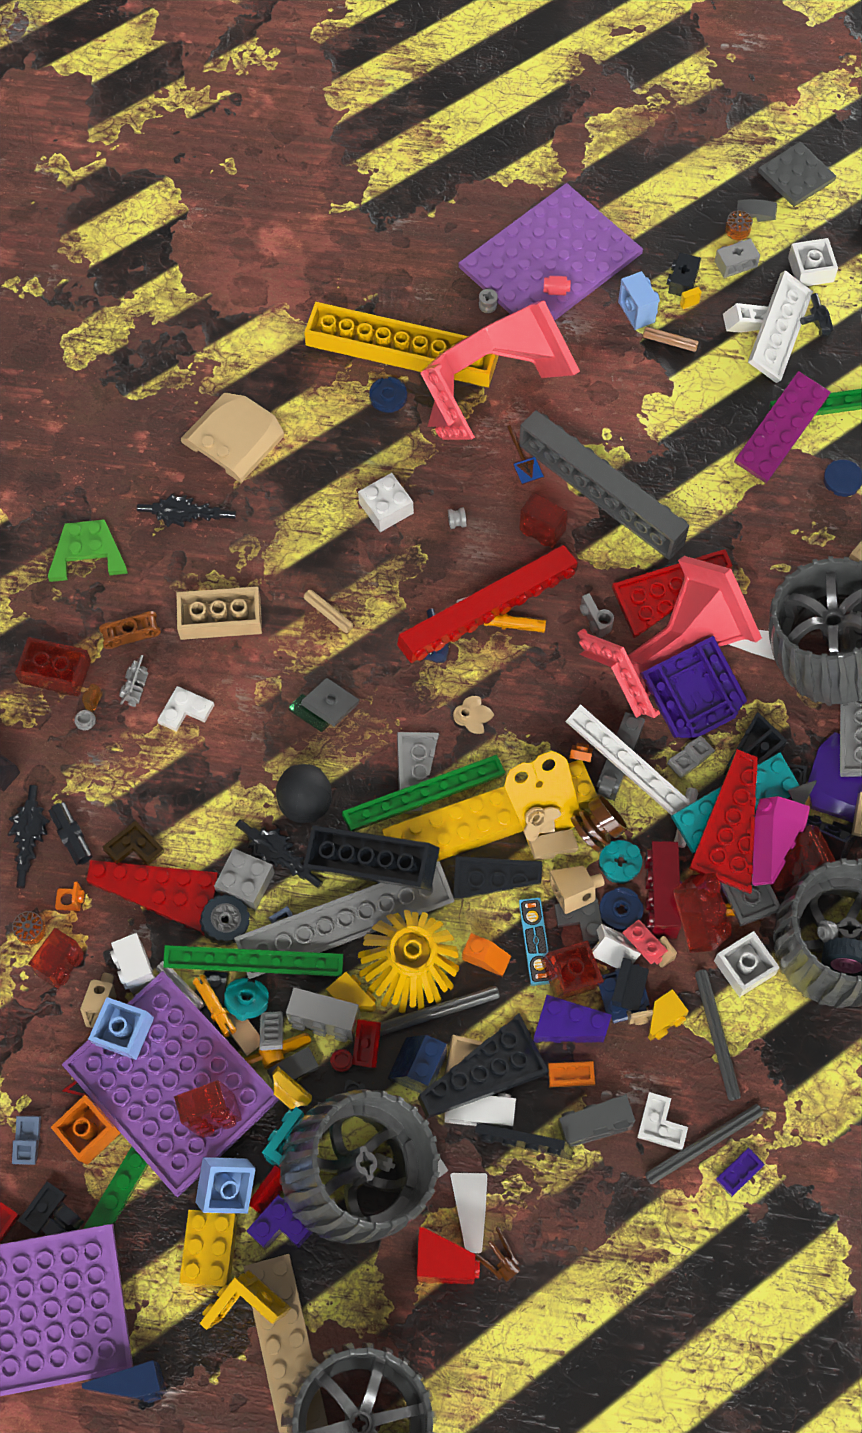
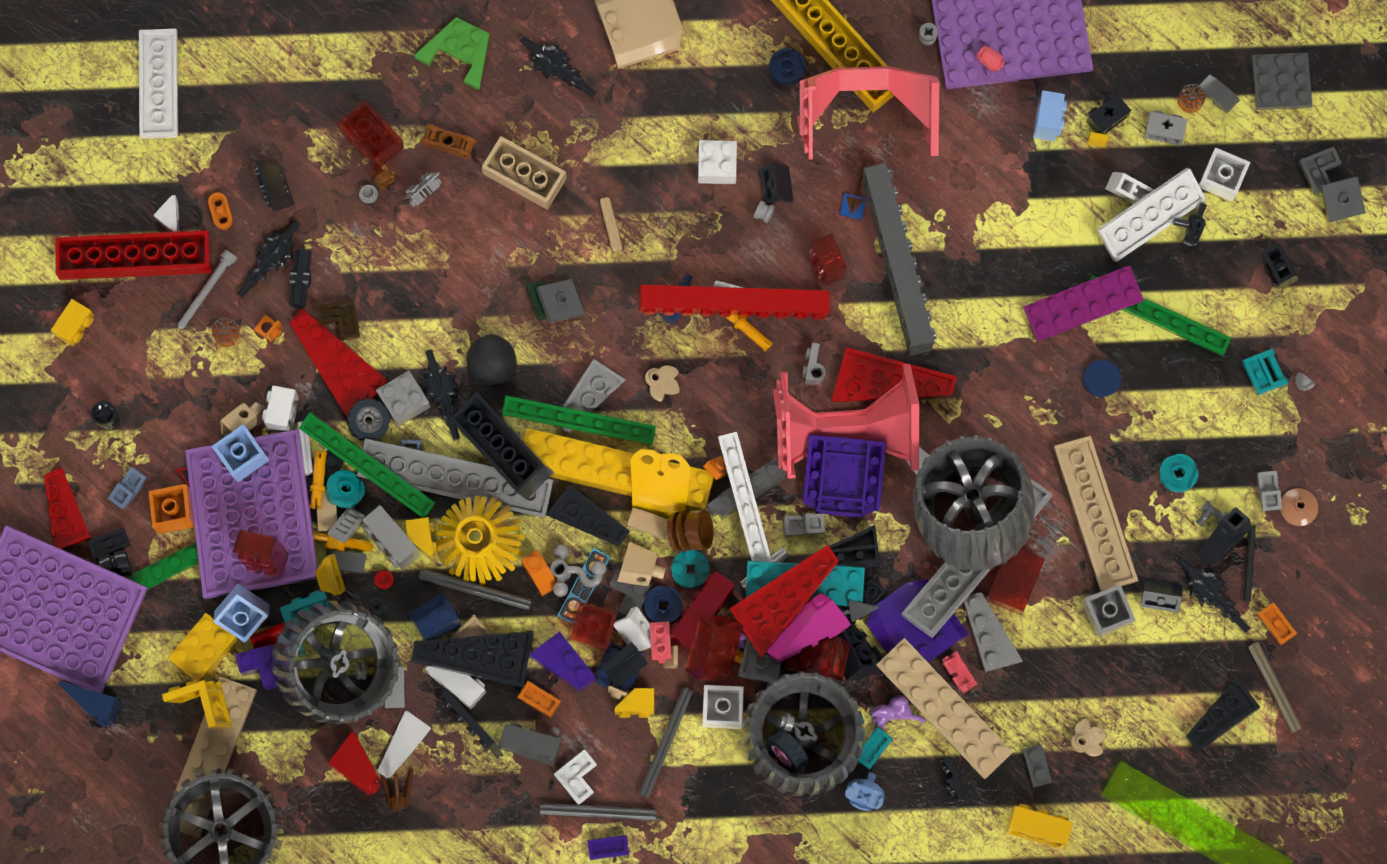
camera: 30 degrees right, 10 degrees up
(56, 958) = (229, 370): clear red brick -> none
(182, 704) = (450, 229): white plate -> none
(366, 1043) = (408, 579): red plate -> none
(449, 490) = (776, 183): none -> black panel
(516, 955) = (561, 588): none -> light grey piece
(540, 821) = (648, 499): tan plate -> none
(671, 339) = (1054, 165): medium nougat axle -> none

